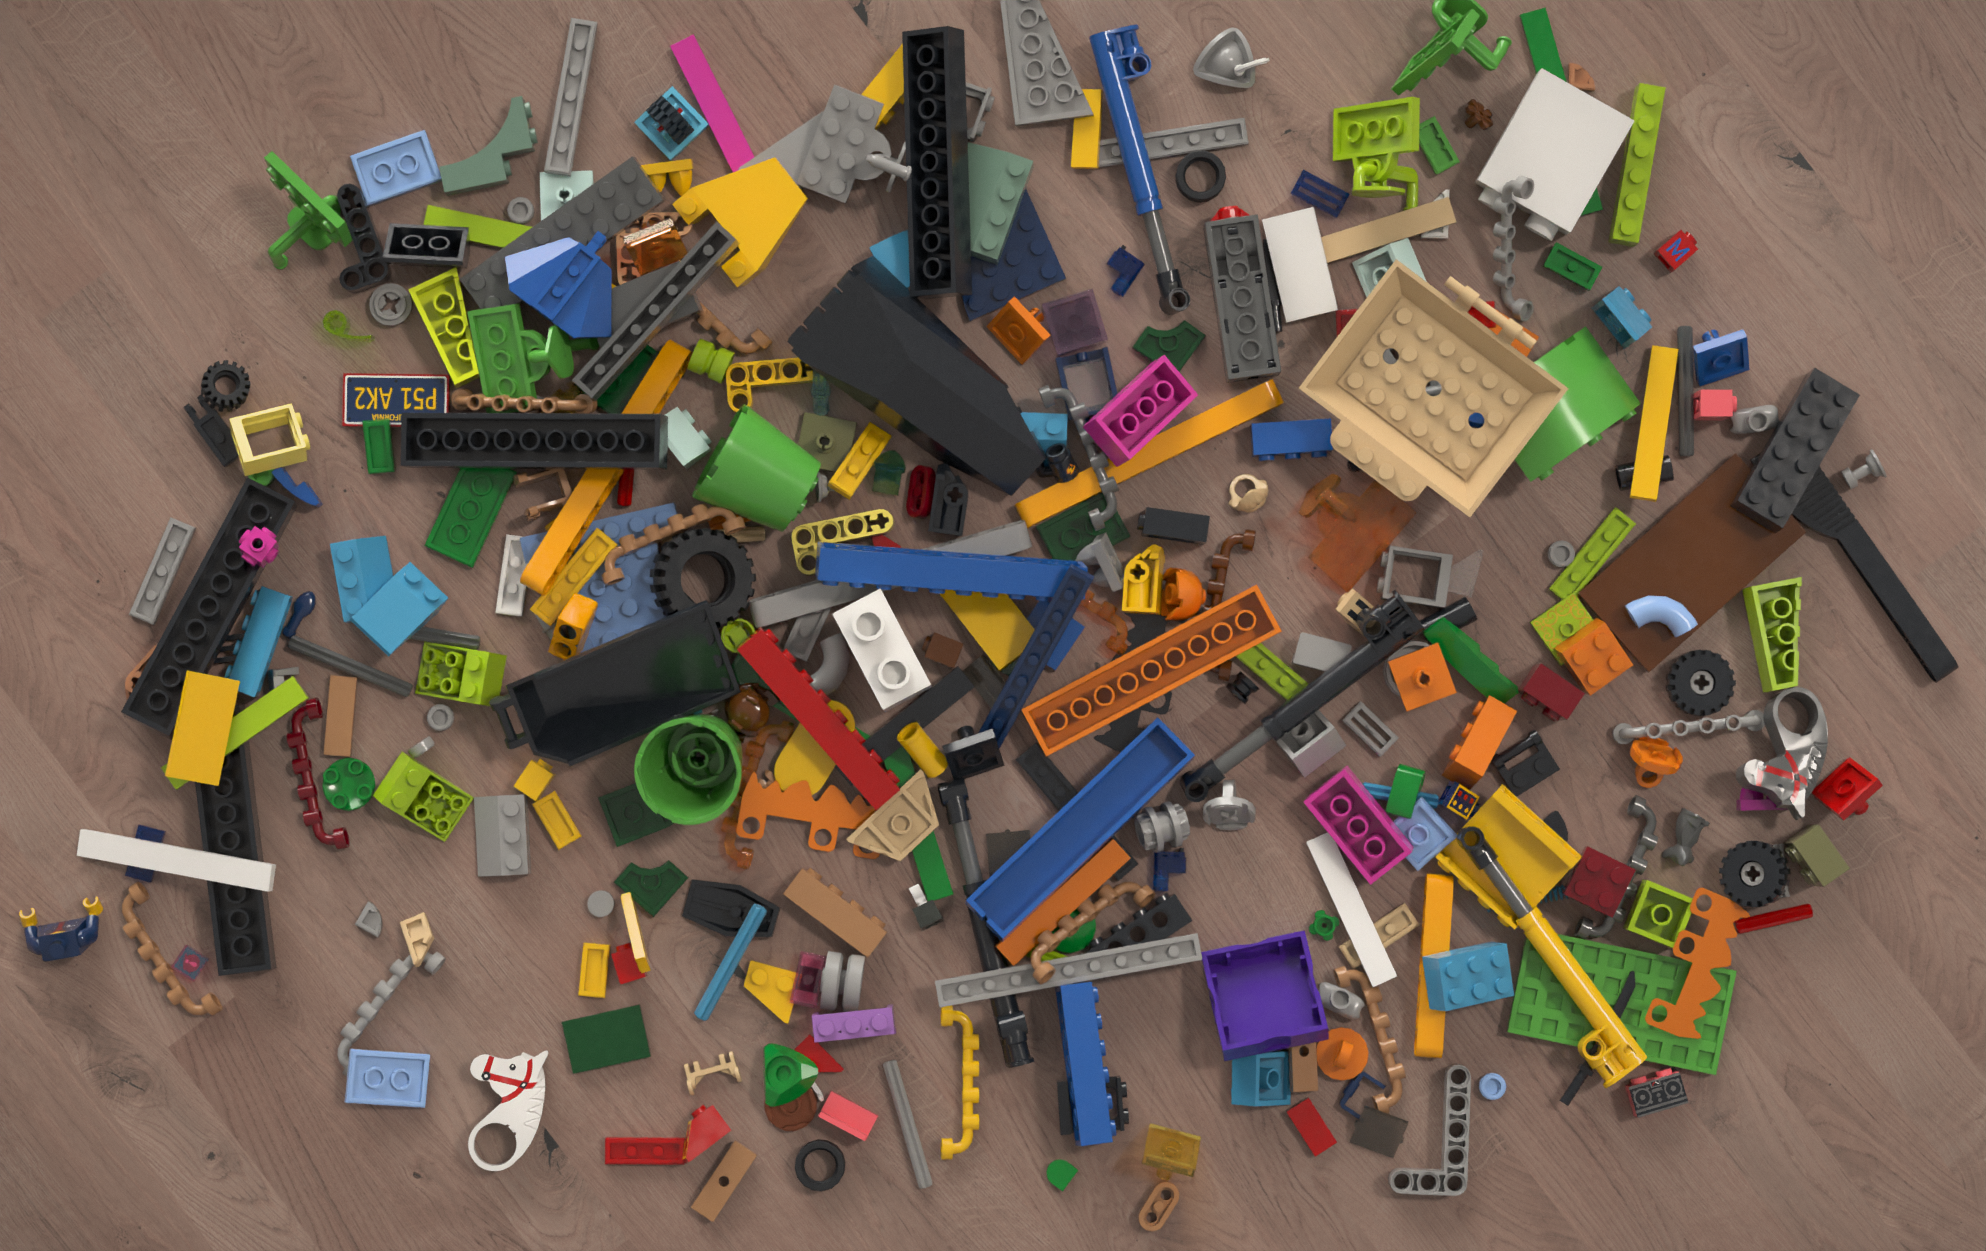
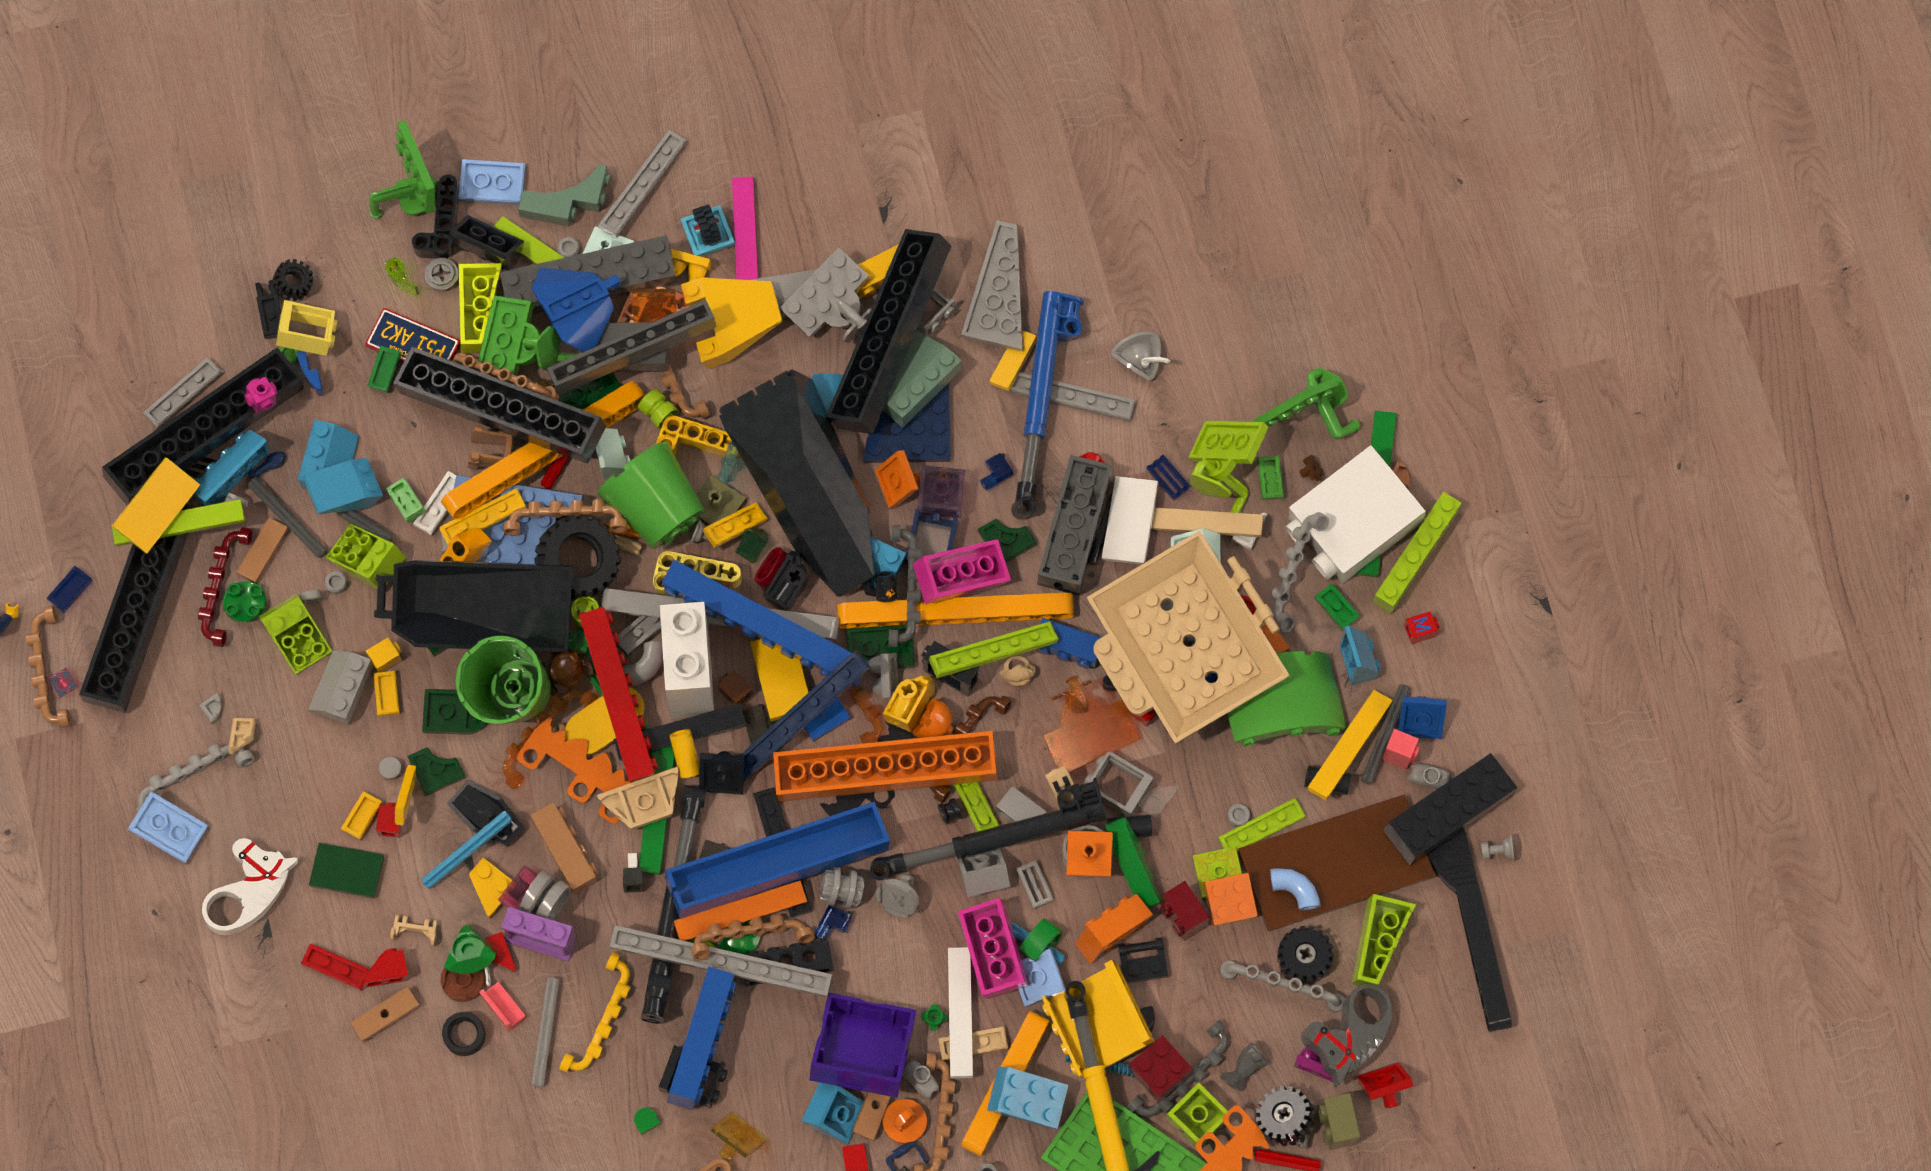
camera: 25 degrees right, 15 degrees down
(176, 860) = (90, 597): white tile -> none
(470, 513) = (429, 444): green tile -> none
(475, 589) = (405, 500): none -> bright green plate
(1194, 157) = (1083, 443): black tyre -> none
(1216, 488) = (993, 649): none -> lime tile
(1459, 800) = (1078, 962): clear blue slope -> none
(1656, 757) = (1245, 994): orange tile -> none

